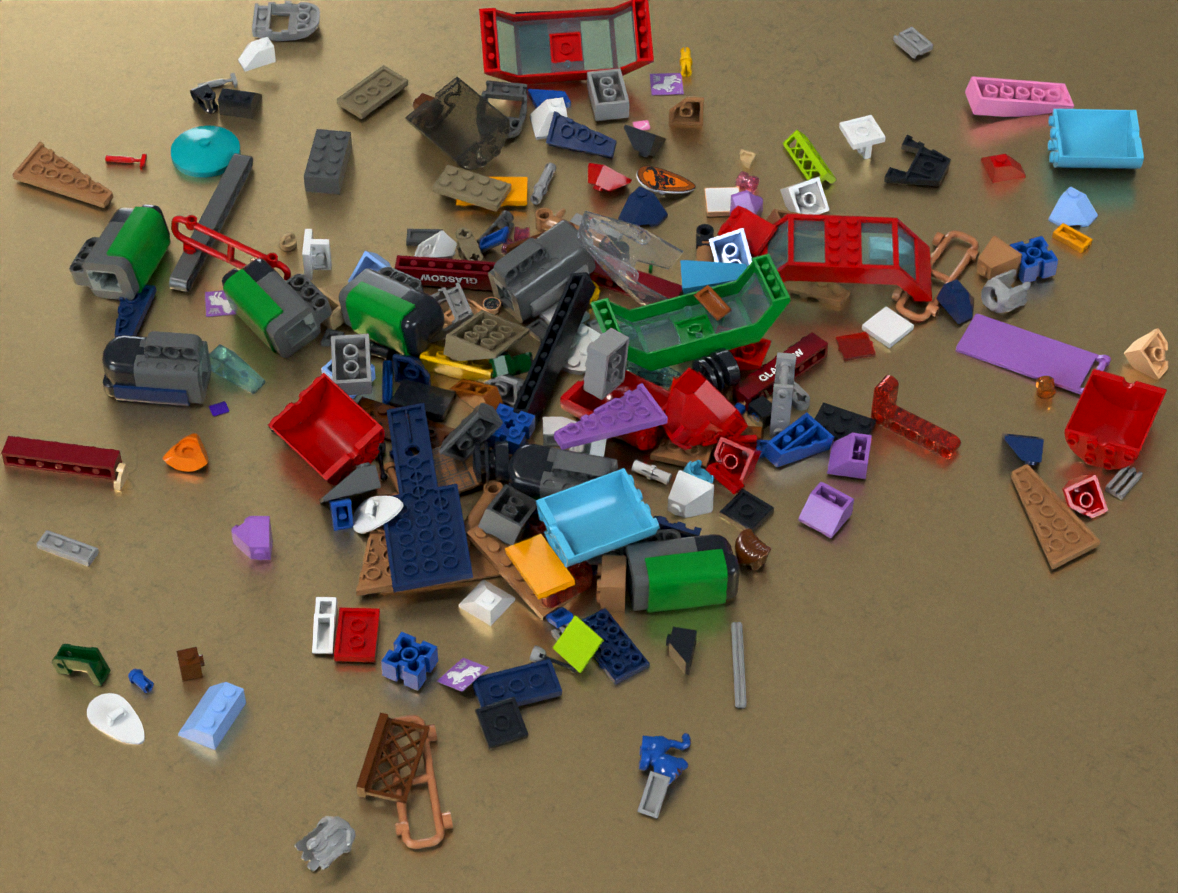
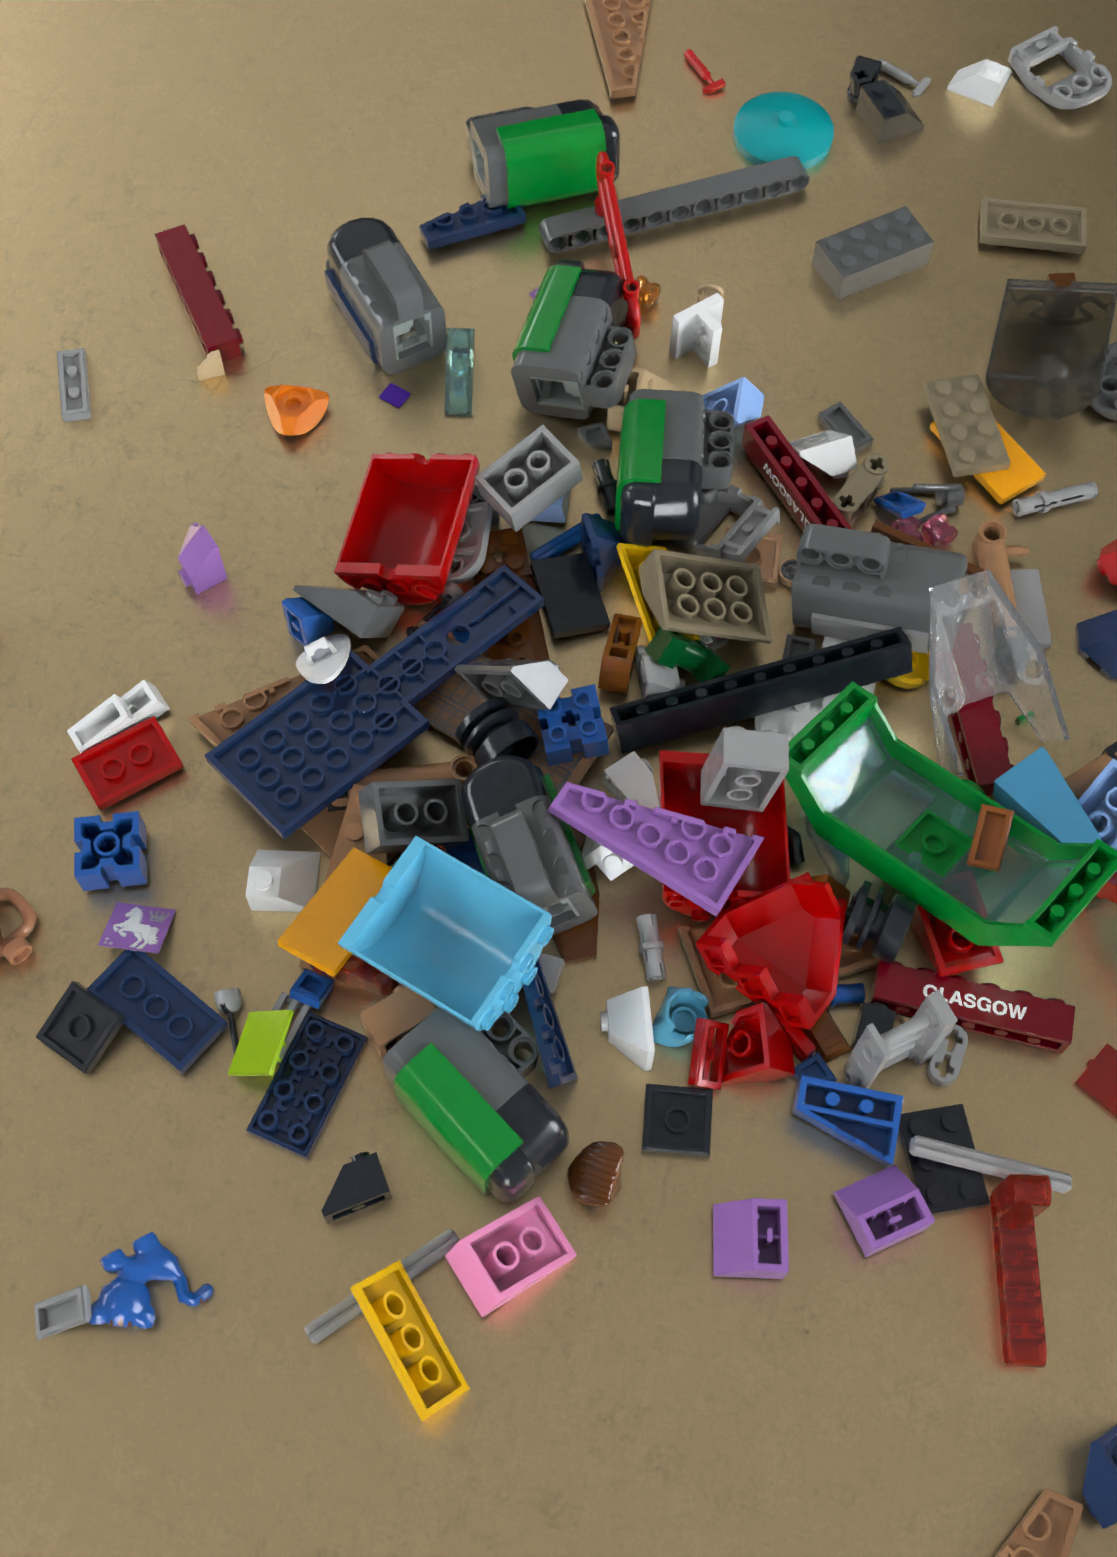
camera: 55 degrees right, 15 degrees up
(763, 607) = (509, 1255): none -> bright pink slope
(774, 665) = (410, 1339): none -> yellow slope
(851, 411) = (983, 1161): none -> light grey axle

